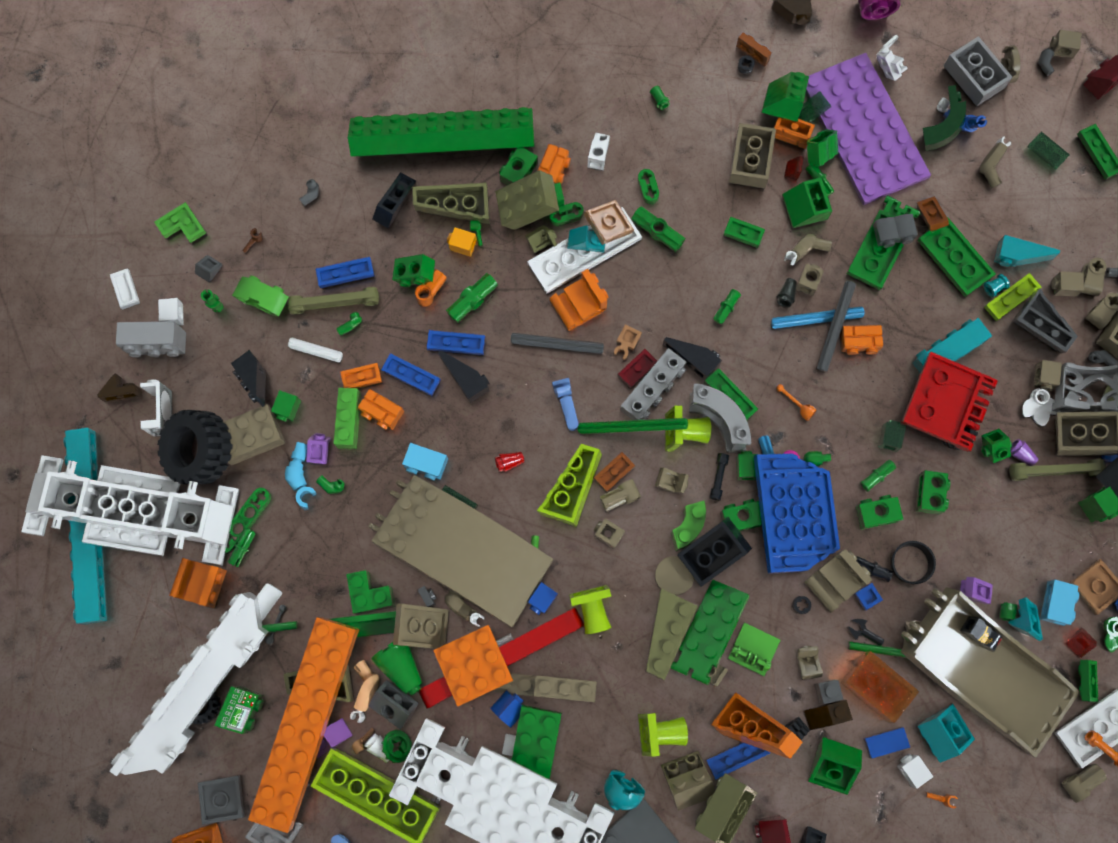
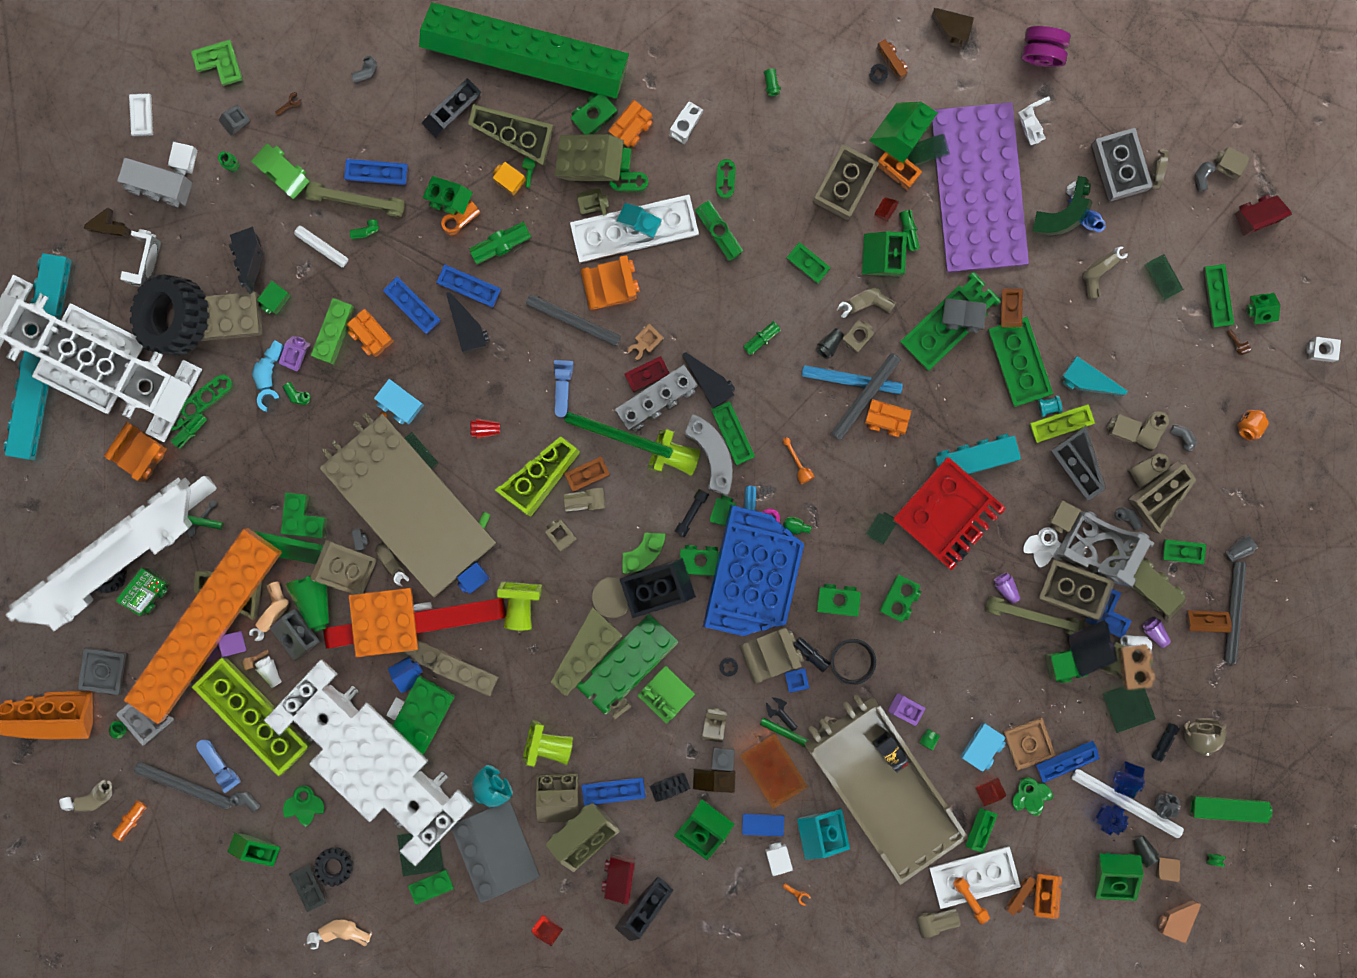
camera: 15 degrees right, 10 degrees up
(361, 376) = (360, 291): orange plate -> none
(404, 746) = (293, 677): green gear -> none
(608, 222) = (667, 208): medium nougat tile -> none
(672, 481) = (641, 502): dark tan bracket -> none
(754, 727) = (632, 765): orange wedge -> none
(822, 147) = (922, 198): green brick -> none
(878, 475) = (852, 563): green axle -> none
(996, 445) = (981, 572): green brick -> none
(1029, 621) = (945, 754): teal slope -> none

